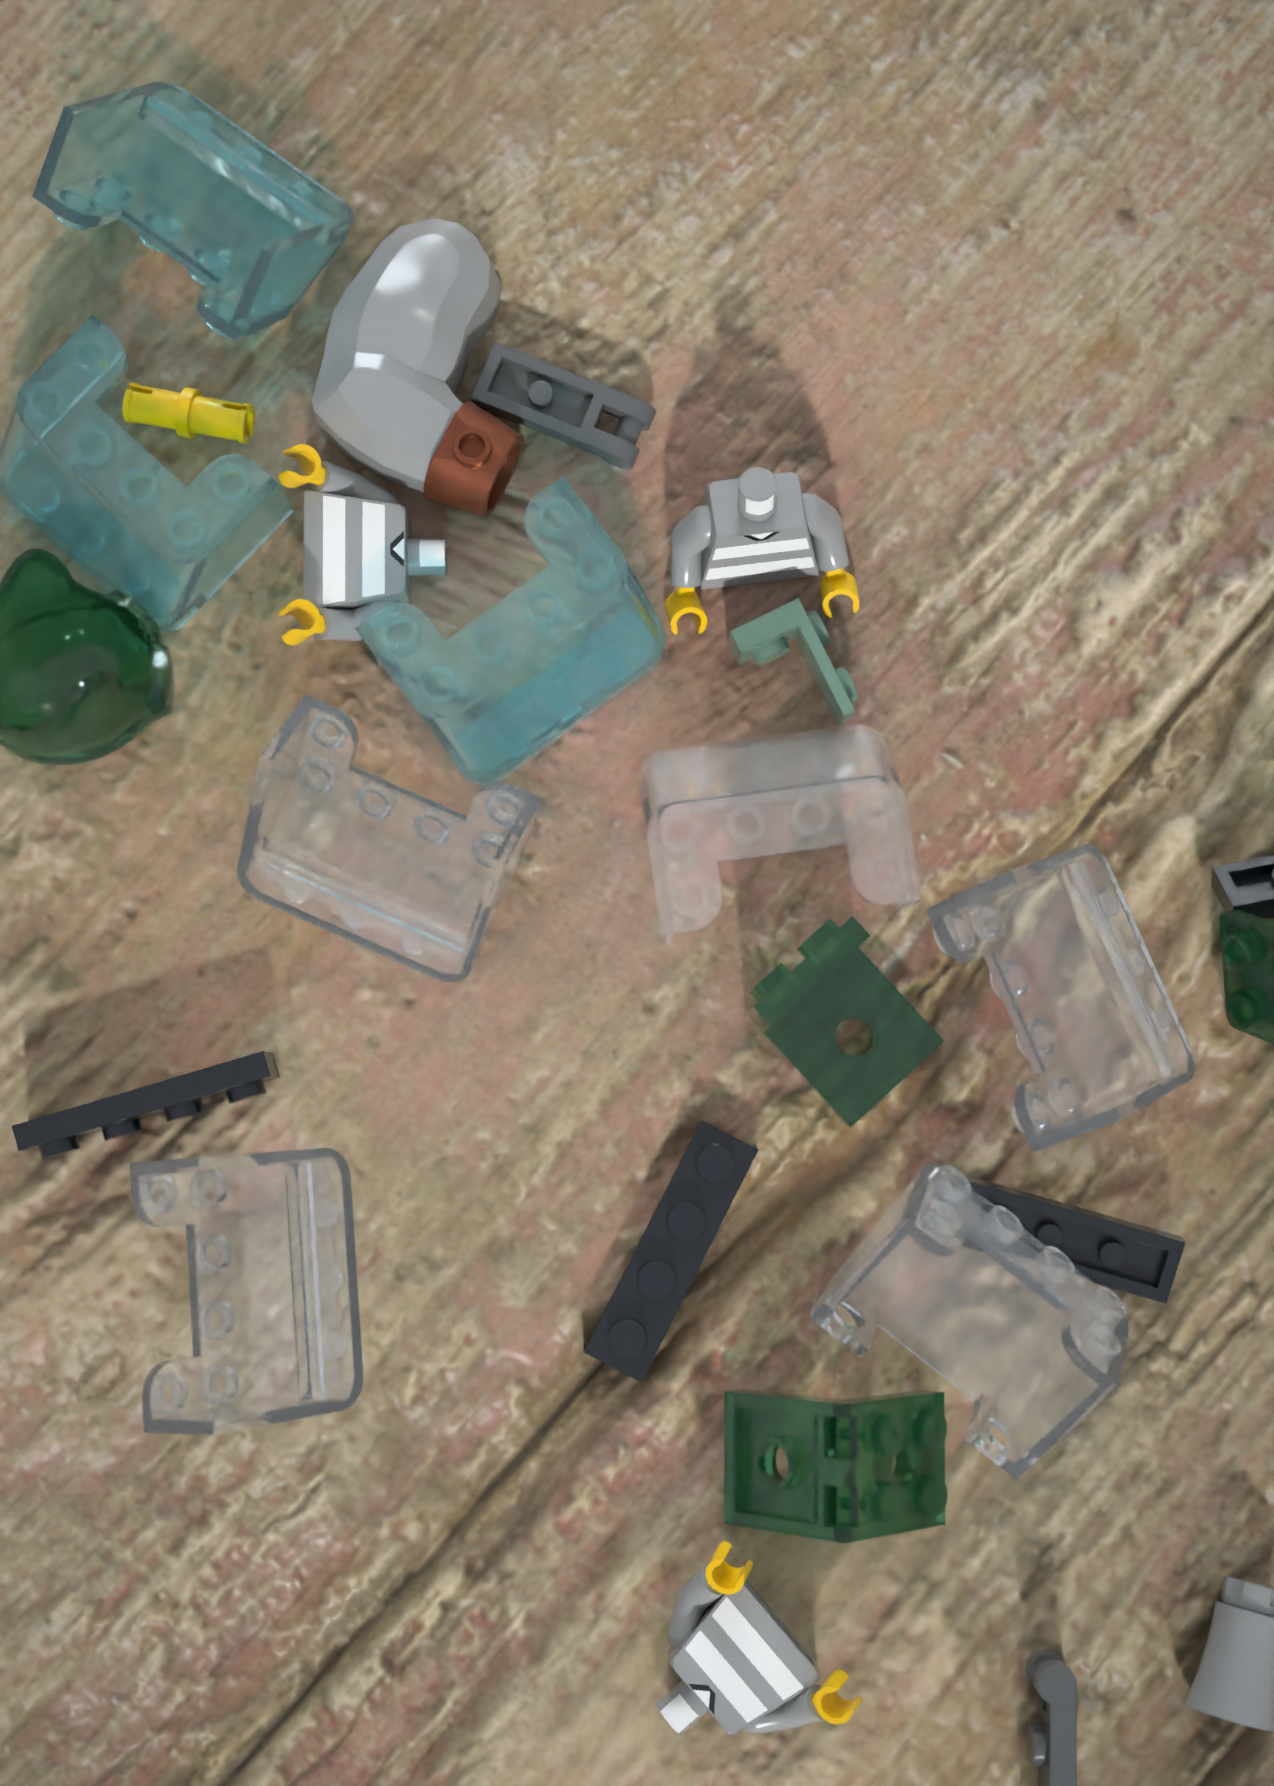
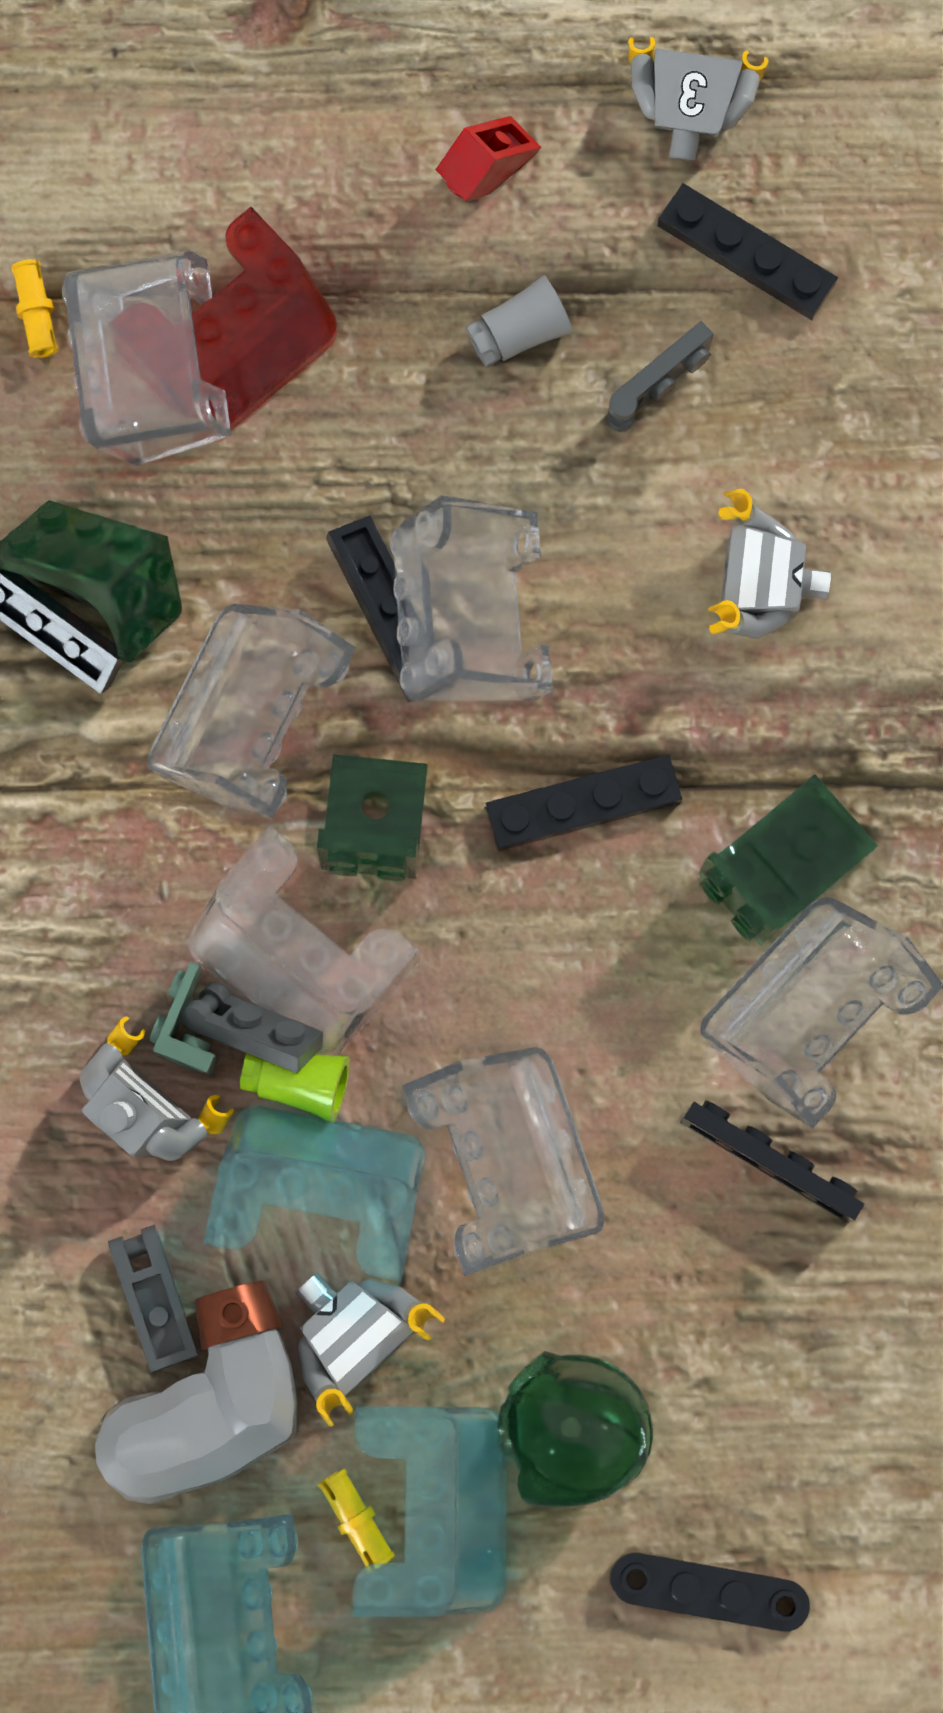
camera: 135 degrees left, 5 degrees down
(424, 1398) = (785, 861): none -> clear green bracket
(647, 716) = (315, 1088): none -> lime plant
(734, 714) = (252, 1028): none -> dark grey plate
(837, 1464) = (610, 602): clear green bracket -> none

